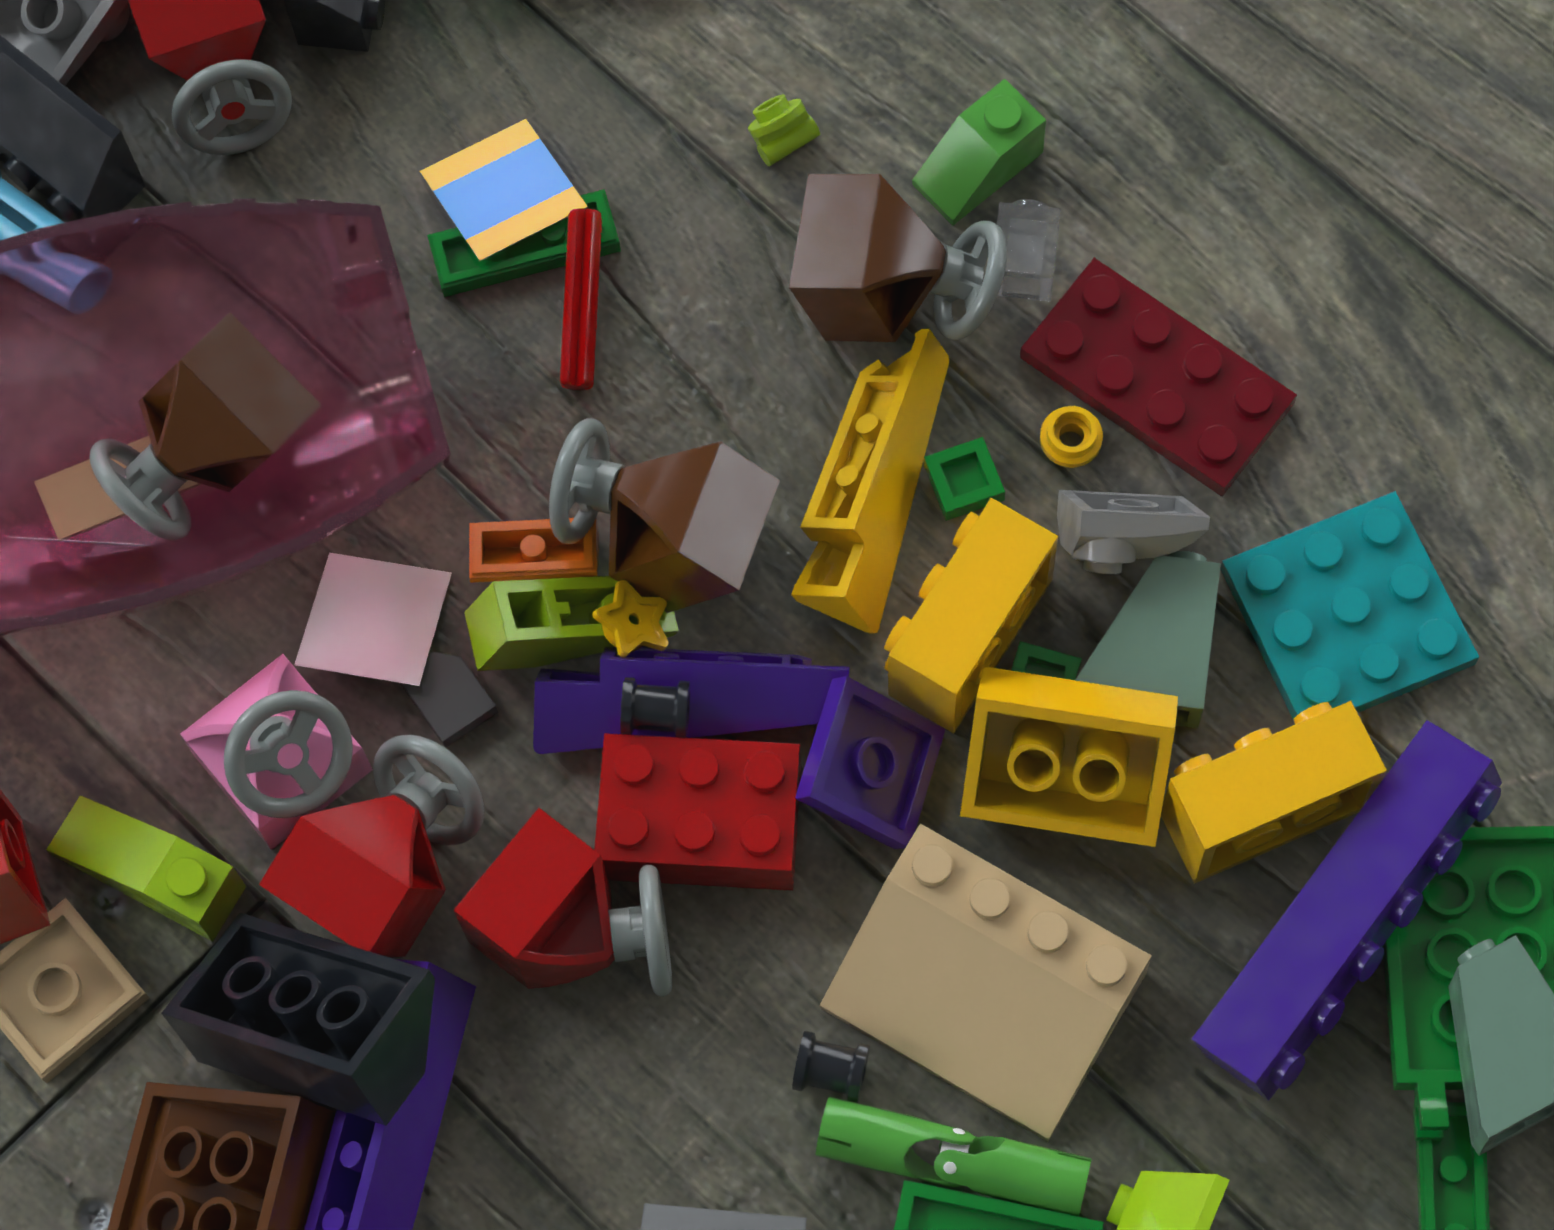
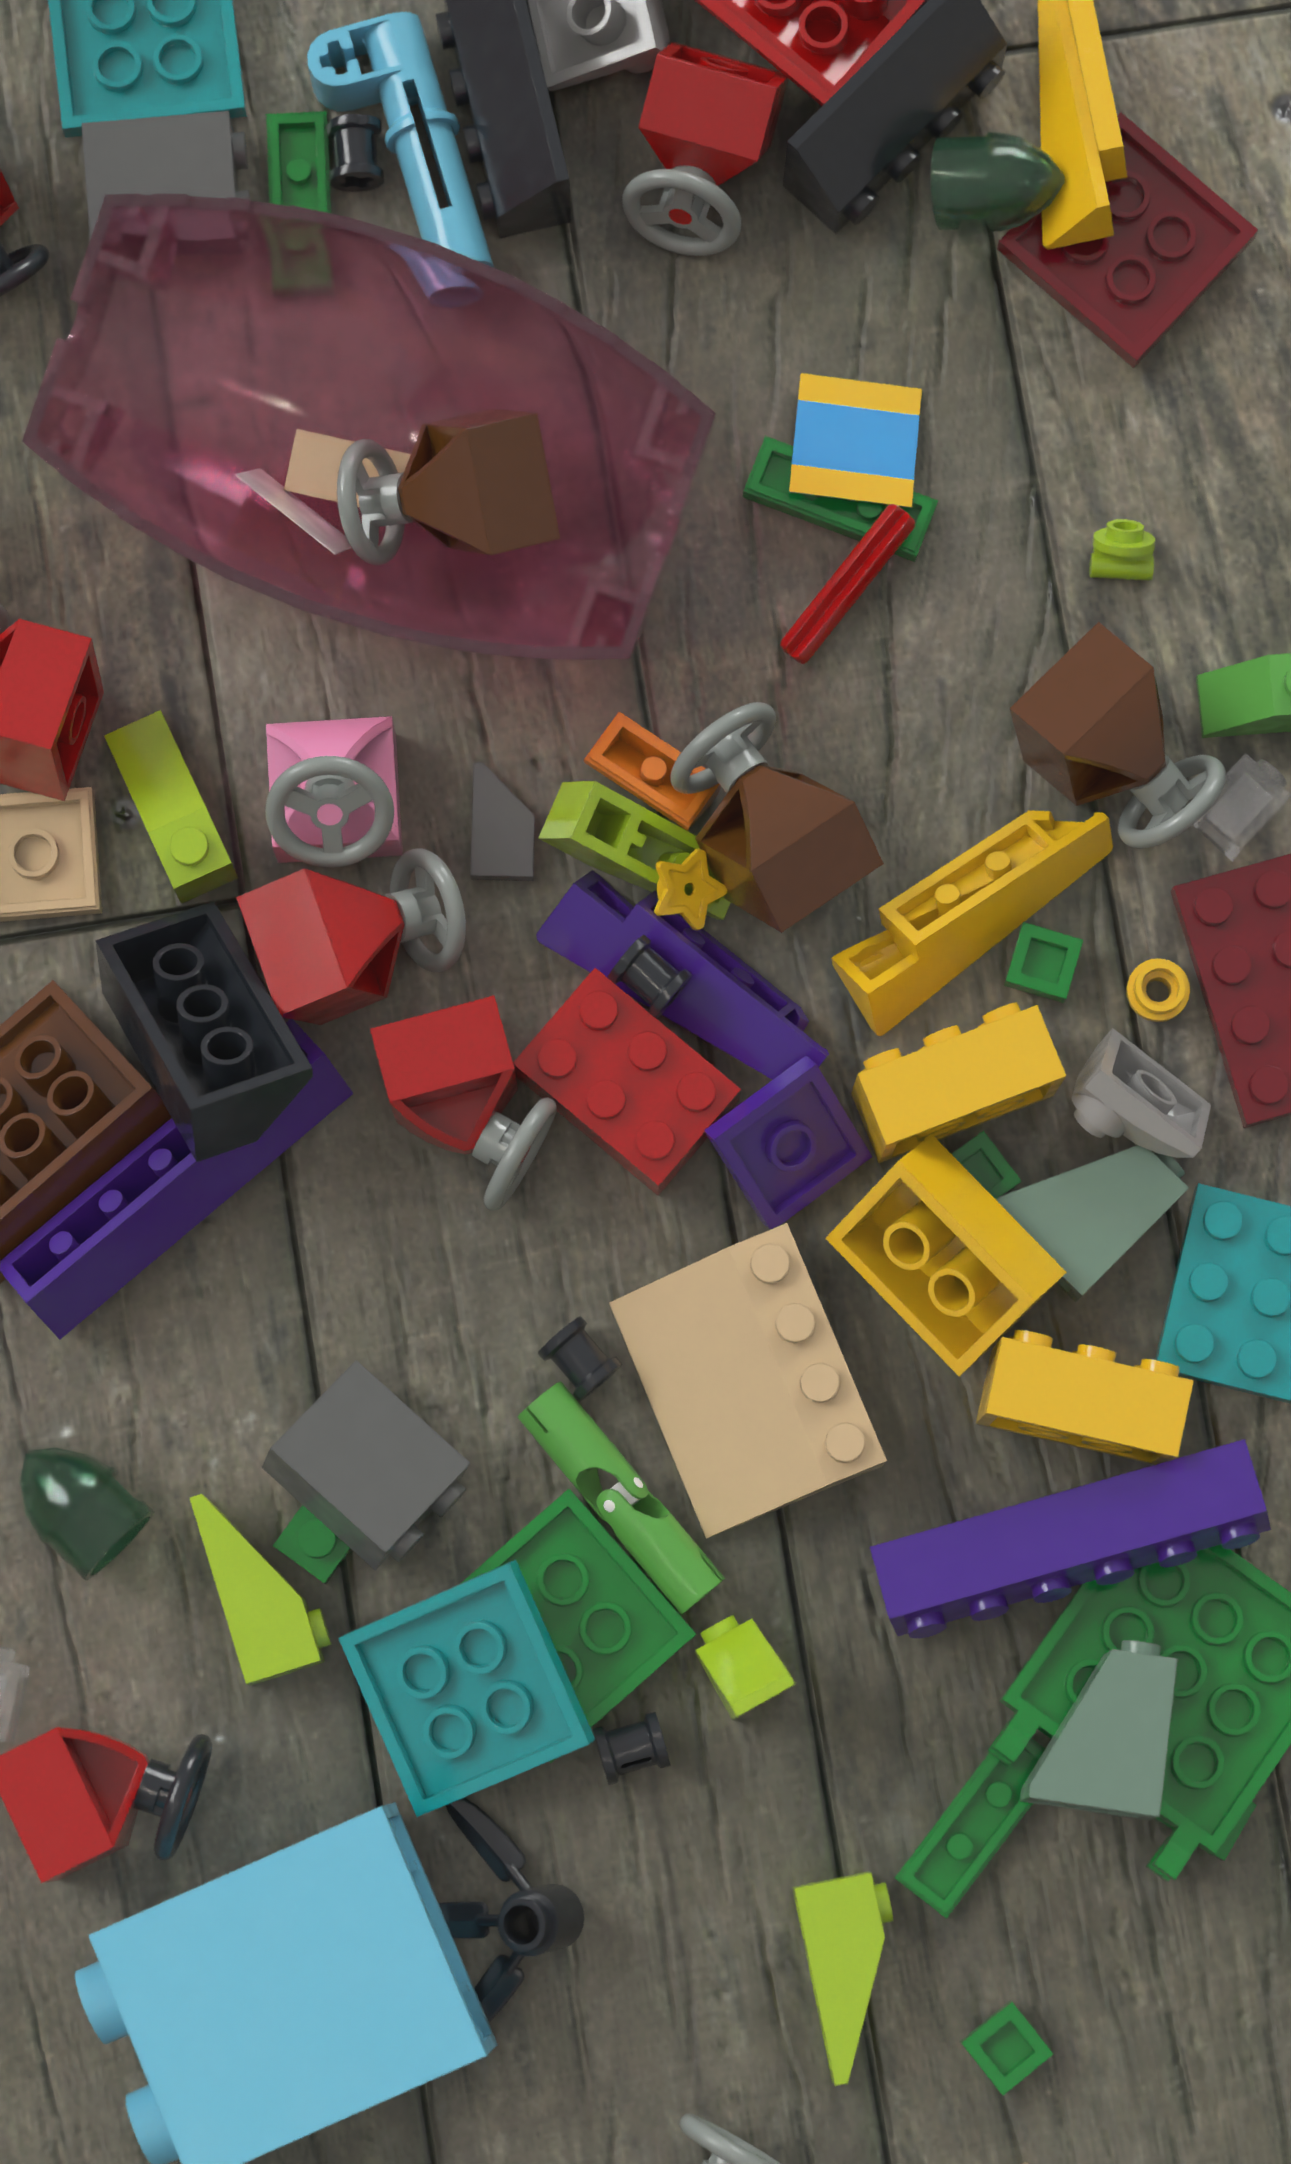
camera: 30 degrees right, 10 degrees up
(373, 619) = (489, 733): white sticker -> none

